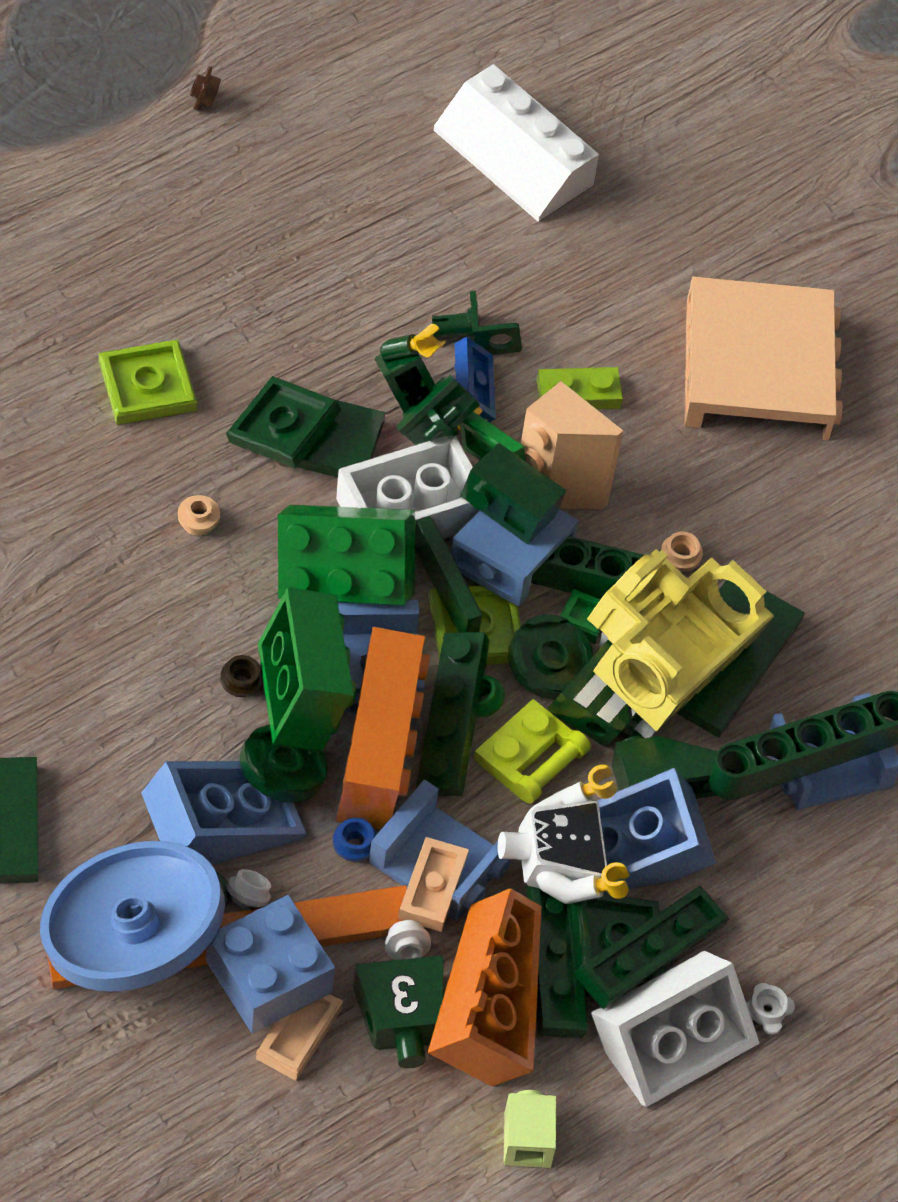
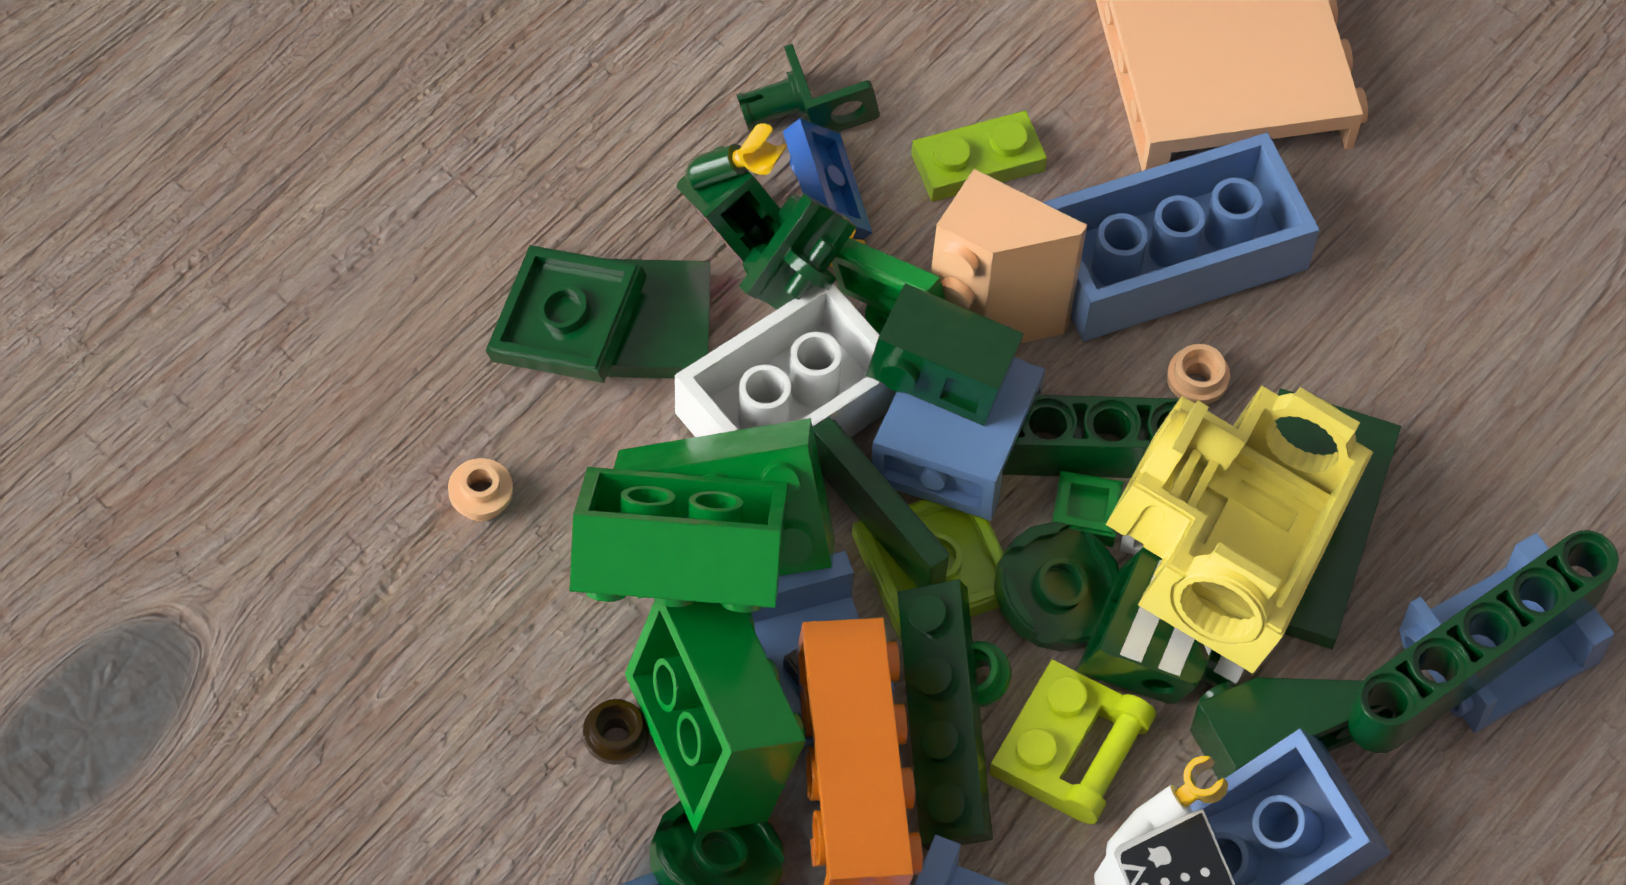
camera: 10 degrees left, 5 degrees up
(147, 382) = (346, 296): lime tile -> none
(307, 557) = (678, 539): none -> green brick
(695, 463) = (1186, 235): none -> medium blue brick

